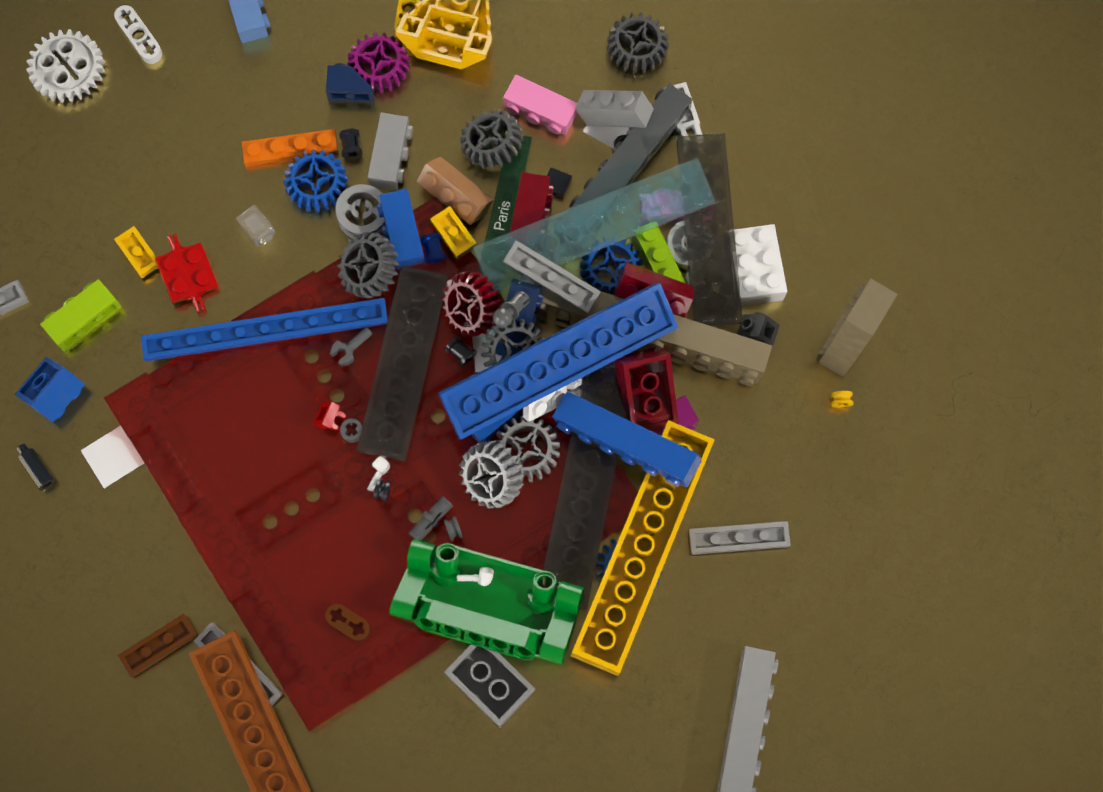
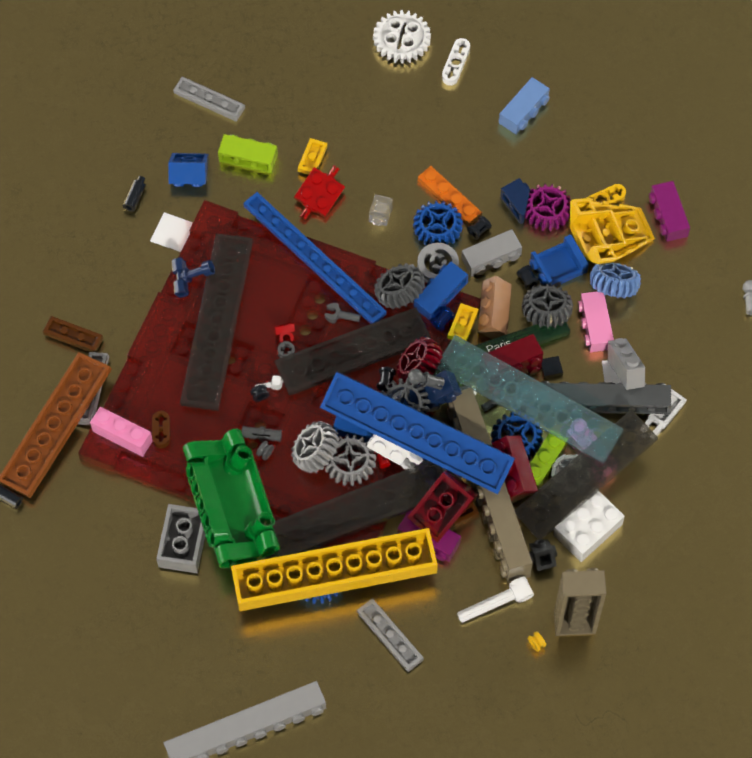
camera: 60 degrees right, 10 degrees down
(183, 478) = (185, 275): none -> dark blue bar
(264, 480) = (217, 323): none -> clear smoke plate
(321, 668) = (121, 431): none -> bright pink brick
(442, 135) = (528, 277): none -> black bush
(448, 94) = (559, 263): none -> blue panel
(484, 577) = (246, 485): white hand -> none
(513, 55) = (615, 279): none -> medium blue gear
(551, 276) = (471, 394): light grey plate -> none
(627, 440) = (396, 510): blue brick -> none
(629, 33) = (697, 345): dark grey gear -> none
(777, 379) = (518, 590): none -> white axle

